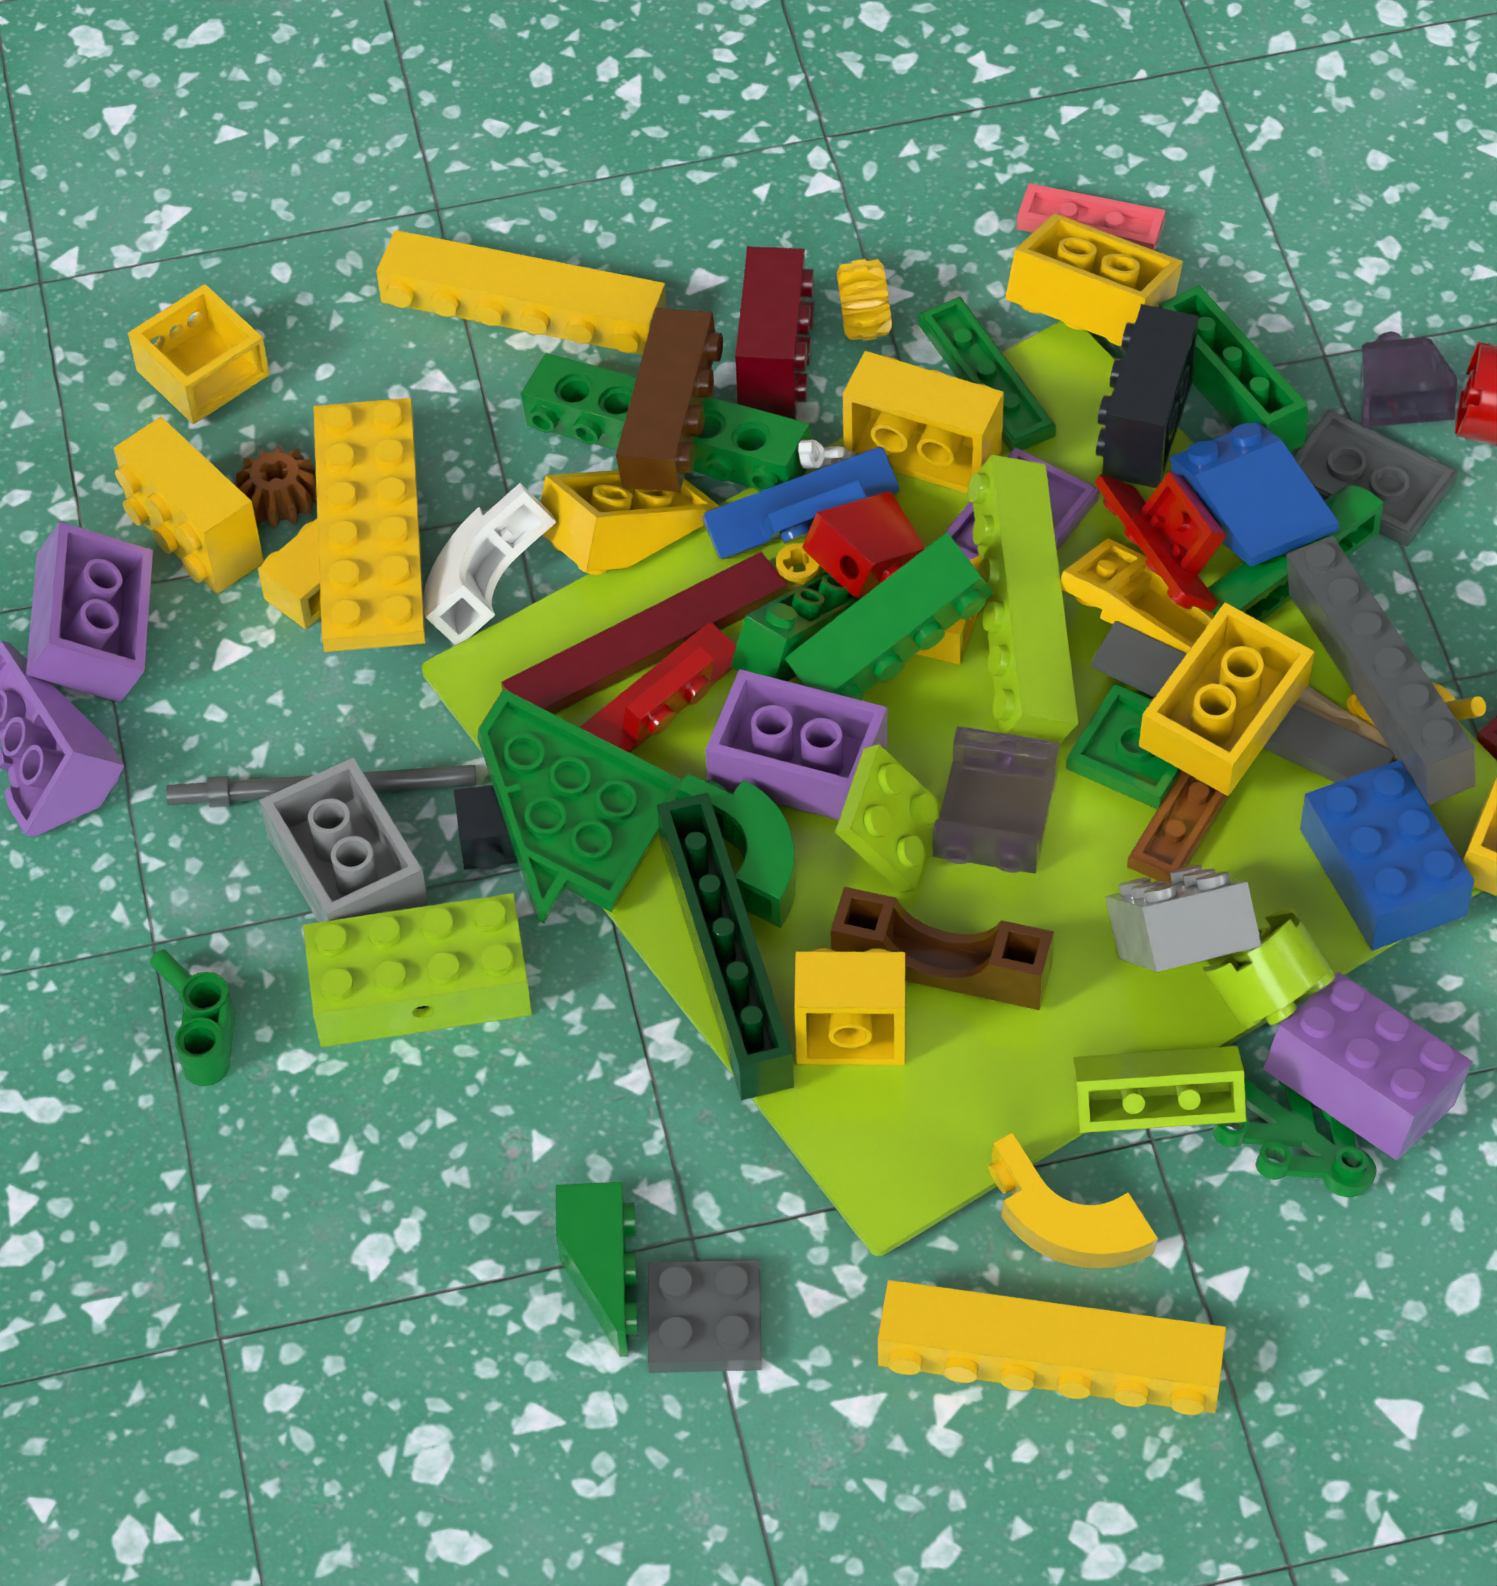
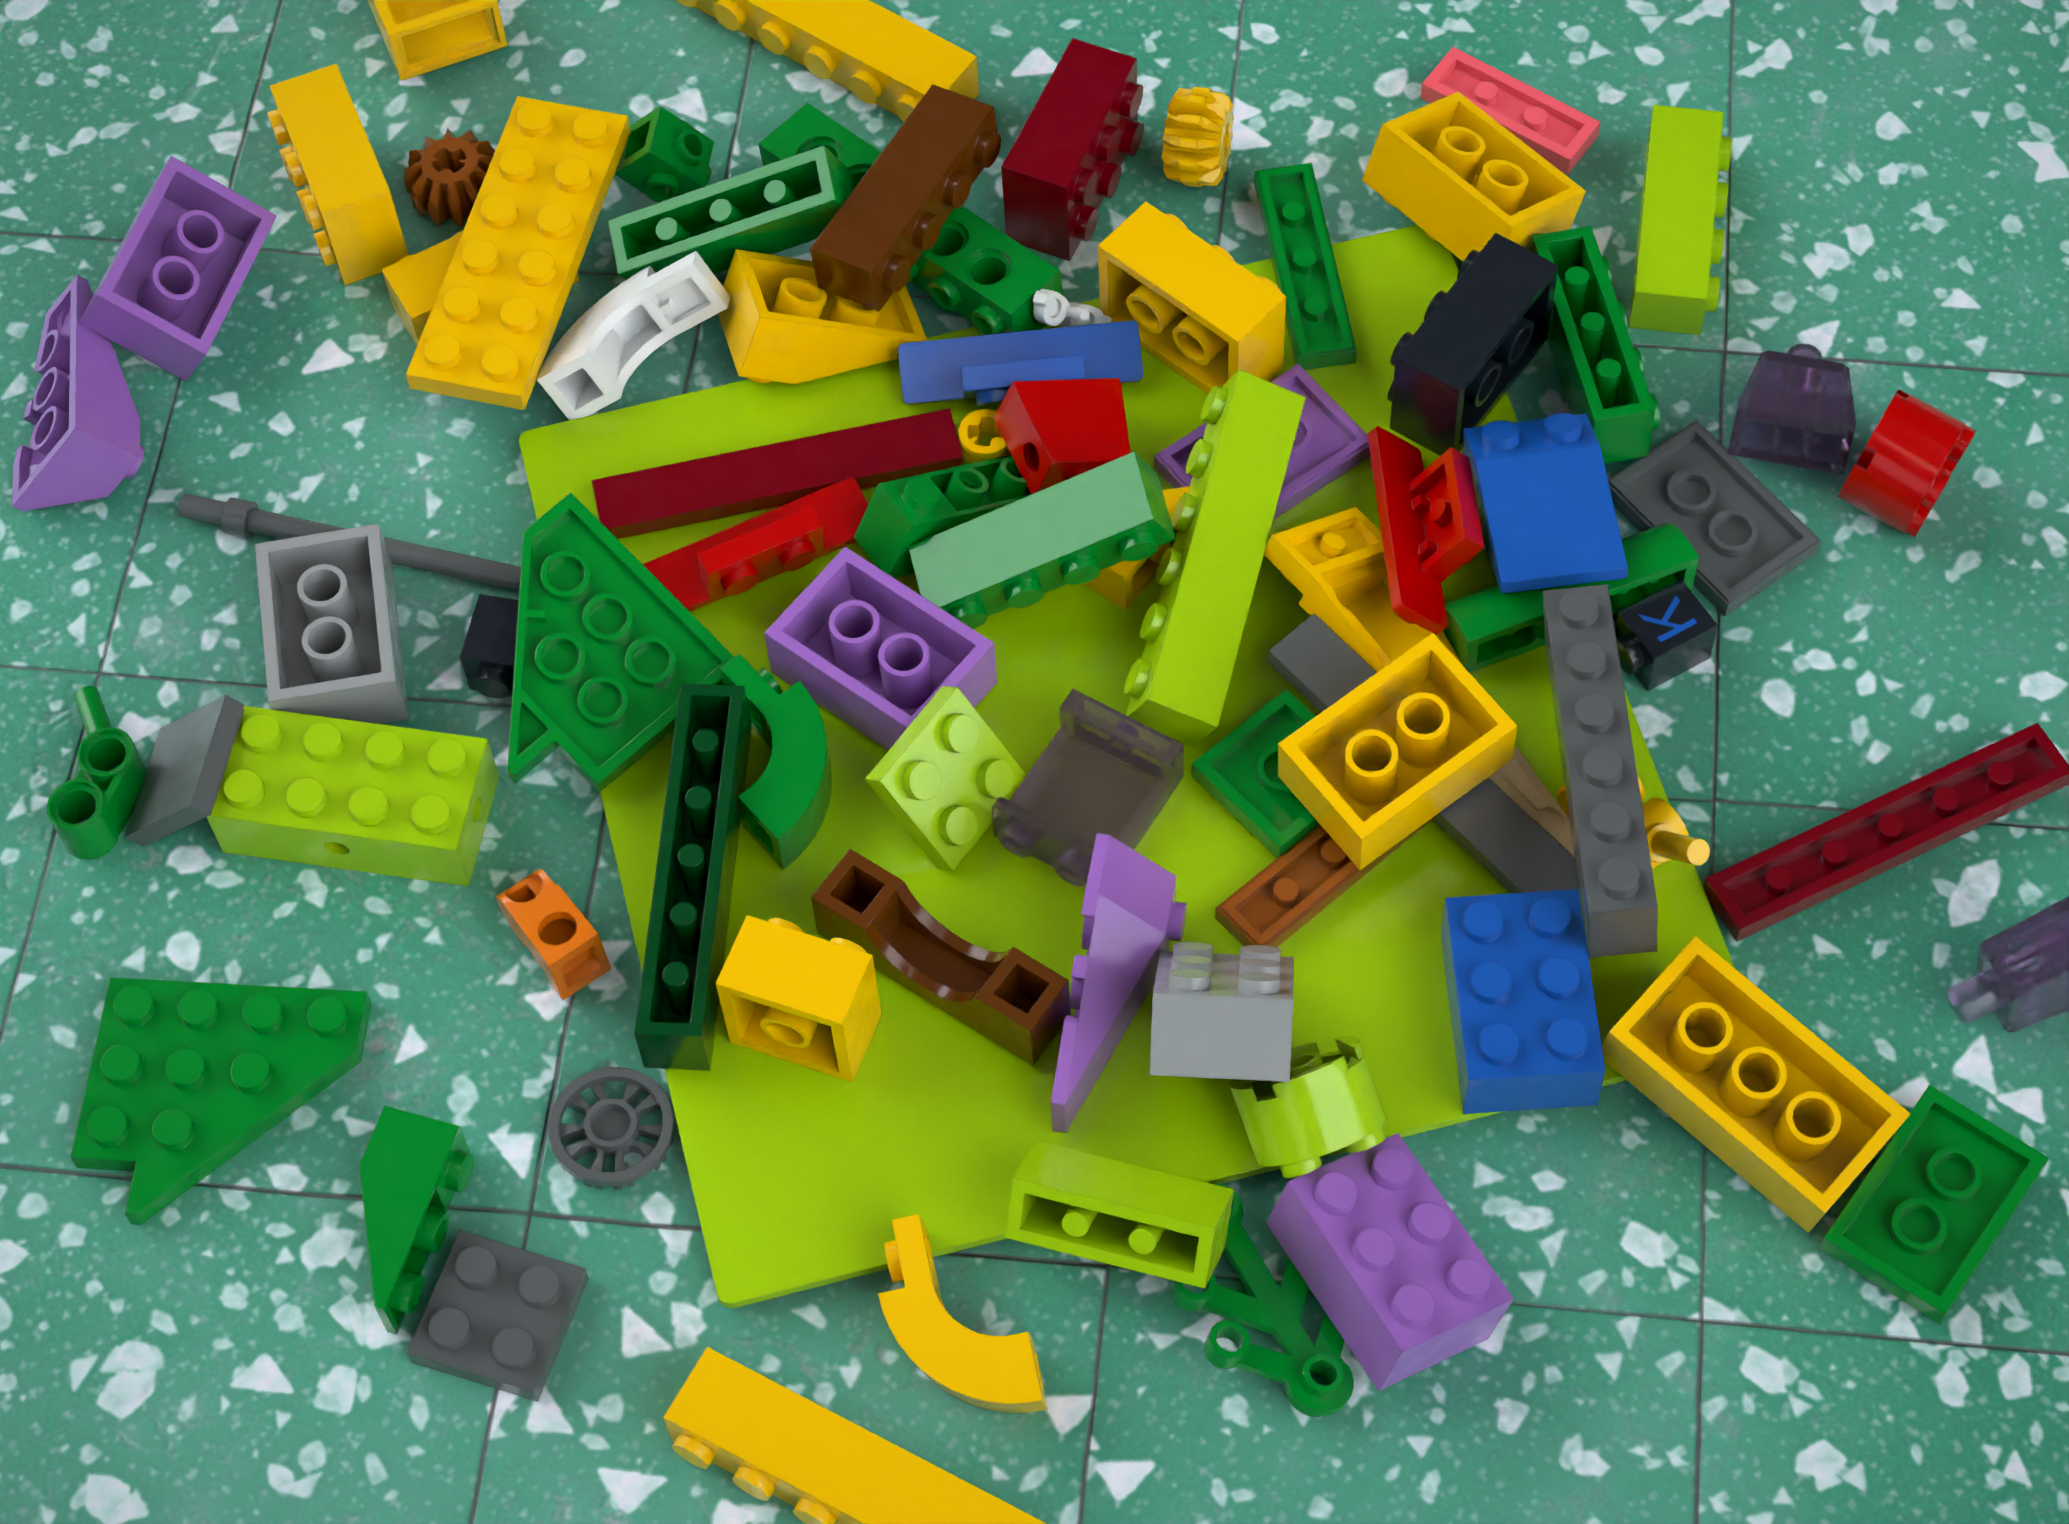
camera: 20 degrees right, 5 degrees up
(274, 989) = (185, 771): none -> dark grey tile
(388, 1212) = (202, 1073): none -> green wing
(448, 424) = (665, 156): none -> green brick
(542, 445) = (748, 212): none -> green brick
(622, 1024) = (554, 933): none -> orange leg
(730, 1154) = (611, 1127): none -> dark grey wheel
(1071, 899) = (1126, 924): none -> medium lavender wedge
(1254, 265) = (1678, 219): none -> lime brick
(1381, 562) = (1664, 635): none -> black brick

